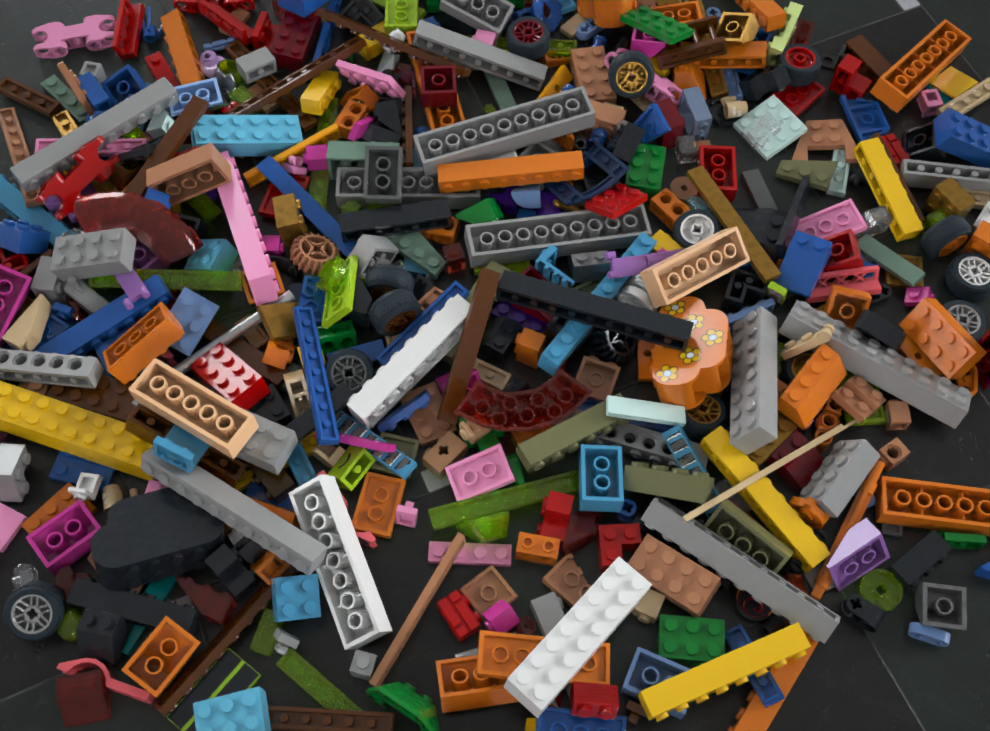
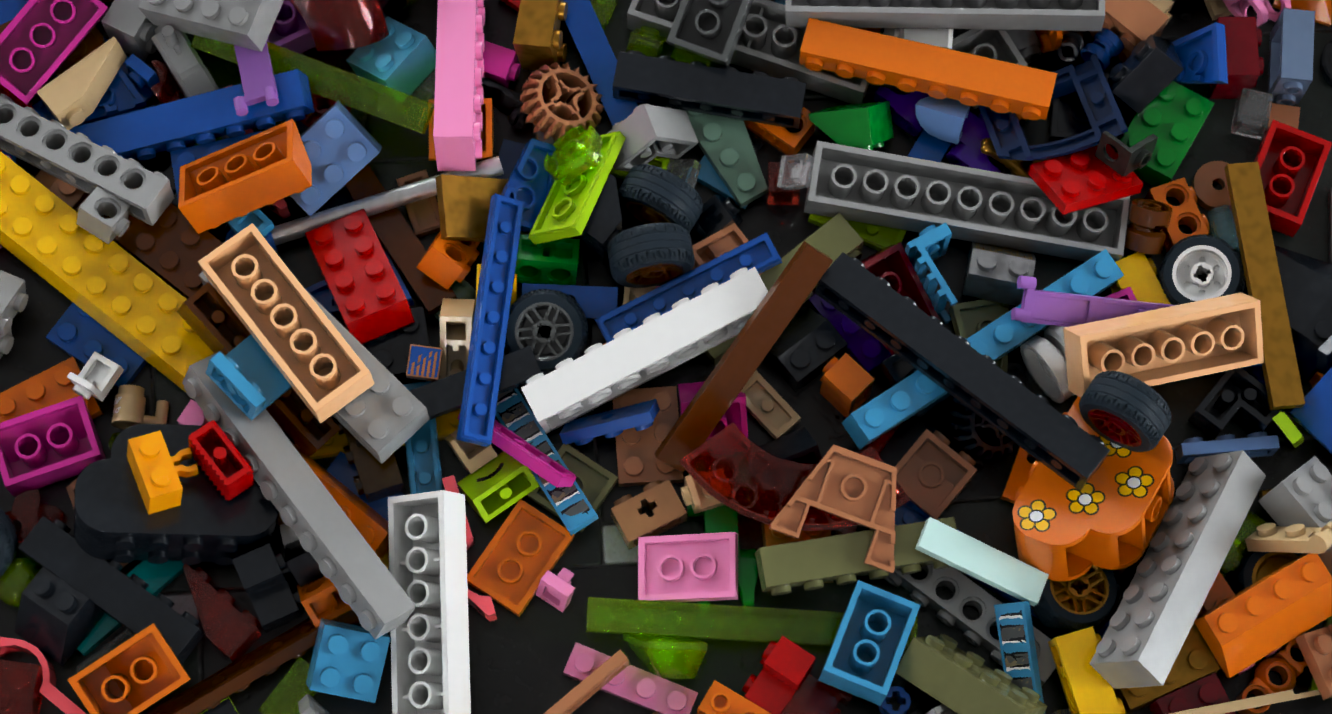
camera: 20 degrees right, 10 degrees up
(63, 390) = (99, 204): none -> light grey brick
(140, 521) = (157, 471): none -> light orange brick
(178, 501) = (221, 460): none -> red brick
(284, 411) = (424, 362): none -> tile
(459, 244) = (795, 171): none -> clear plate
(559, 394) = (853, 490): none -> nougat wing
(636, 181) = (1128, 157): none -> pearl dark grey bracket
(658, 215) = (1147, 224): none -> reddish brown wheel
(693, 299) = (1125, 411): none -> black wheel

